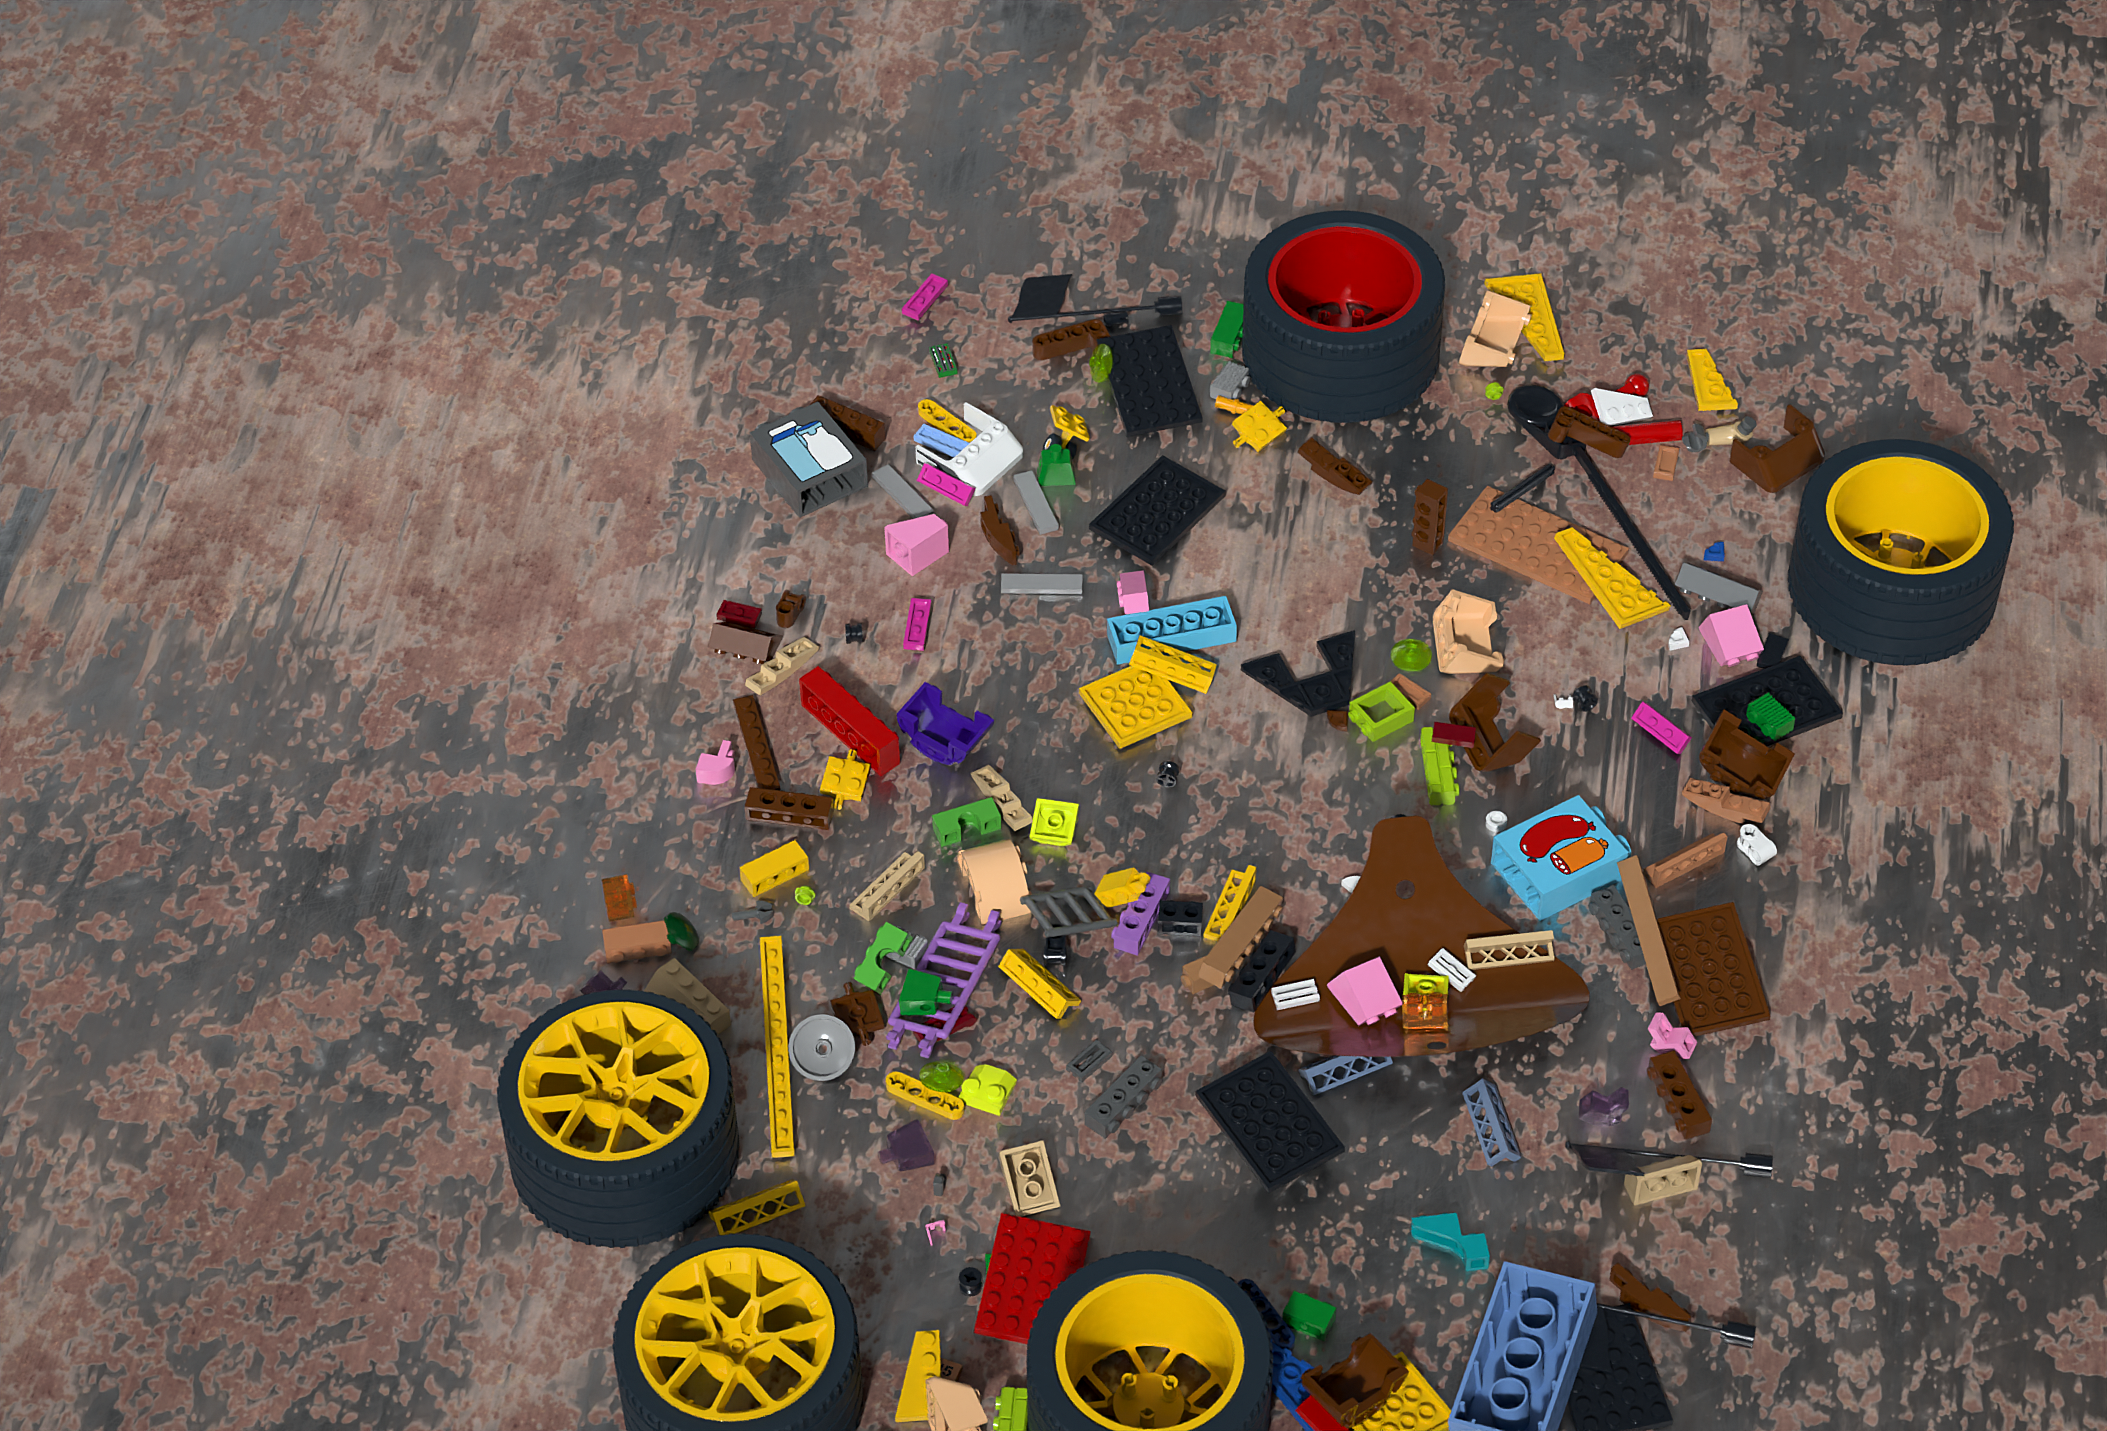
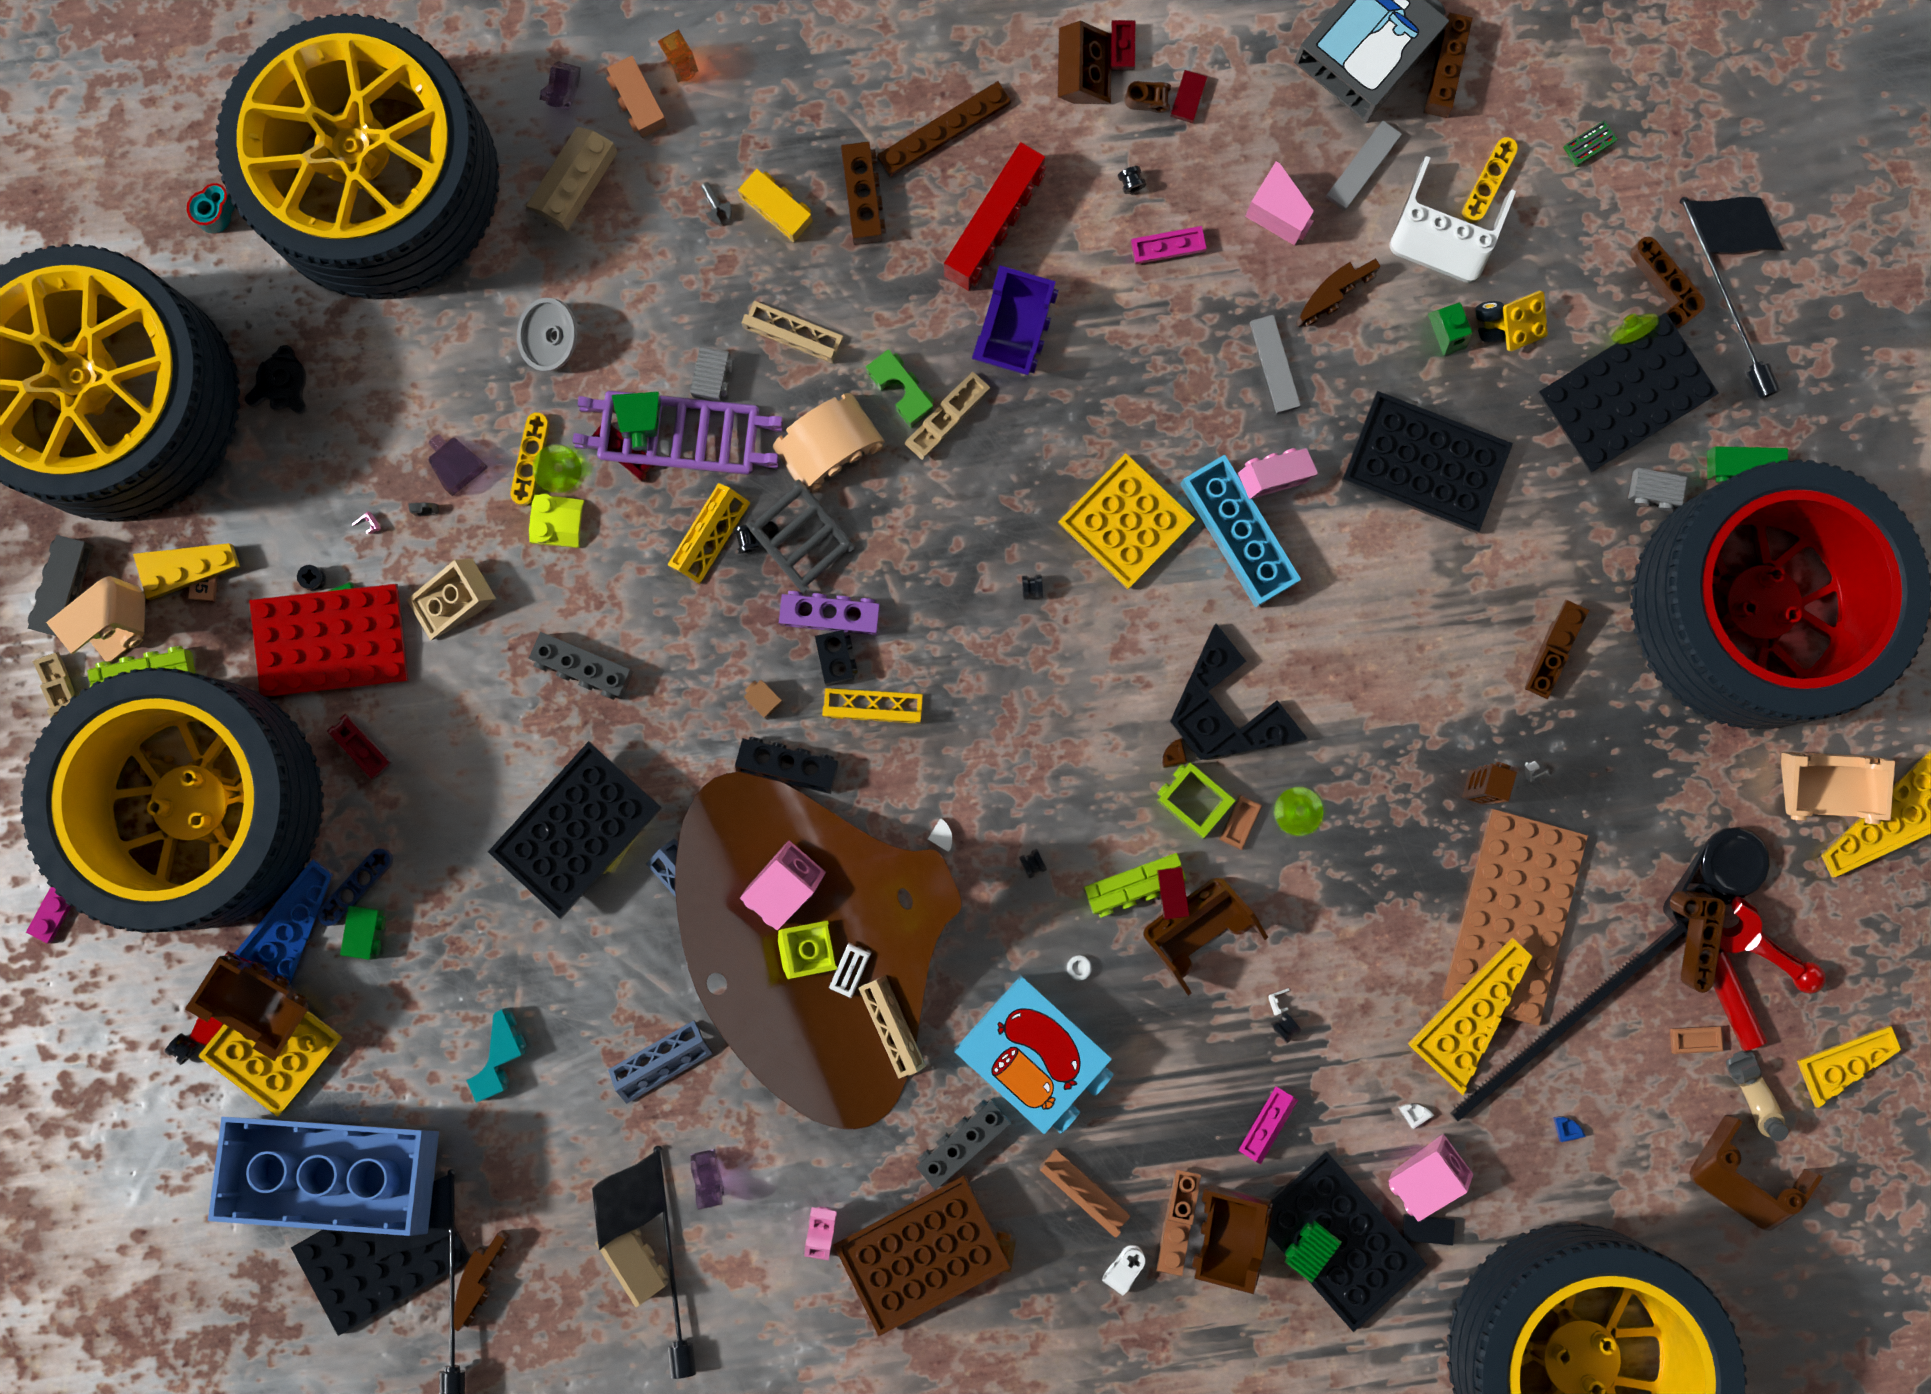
camera: 70 degrees right, 35 degrees up
(598, 1277) = (210, 208): none -> teal piece
(681, 931) = (659, 137): dark green dish -> none
(716, 769) = (895, 100): bright pink brick -> none
(753, 1200) = (343, 330): yellow fence -> none
(776, 1047) = (547, 286): yellow plate -> none
(782, 666) = (1063, 118): tan slope -> none
(799, 584) = (1188, 96): none -> dark red tile
(804, 895) = (752, 249): lime plate -> none
(844, 779) = (923, 238): yellow plate -> none
(858, 1012) = (610, 356): reddish brown plate -> none
(888, 940) = (660, 355): bright green arch -> none
(924, 296) = (1685, 88): dark pink plate -> none
(939, 440) = (1456, 183): light blue plate -> none
(946, 484) = (1389, 209): dark pink plate -> none
(1035, 502) = (1398, 319): light grey tile -> none
(1054, 822) = (925, 483): neon yellow slope -> none
(1090, 1064) = (642, 625): dark grey tile -> none
(1115, 318) = (1723, 323): black pin -> none
(1121, 887) = (846, 583): yellow brick -> none
(1171, 666) = (1177, 548): yellow fence -> none
(1234, 406) = (1622, 505): light orange pin -> none
(1240, 937) = (816, 731): medium nougat brick -> none
(1259, 426) = (1597, 542): yellow plate -> none
(1294, 991) = (759, 791): white tile -> none
(1416, 1017) = (770, 957): clear orange brick -> none
(1463, 634) = (1336, 868): light nougat windscreen -> none
(1494, 391) = (1747, 806): lime plate -> none
(1522, 488) = (1591, 879): black axle -> none
(1620, 408) = (1757, 967): white wing -> none
(1648, 931) = (946, 1179): medium nougat tile -> none
(1686, 1108) = (723, 1284): reddish brown brick -> none
(1717, 587) = (1501, 1148): brick -> none

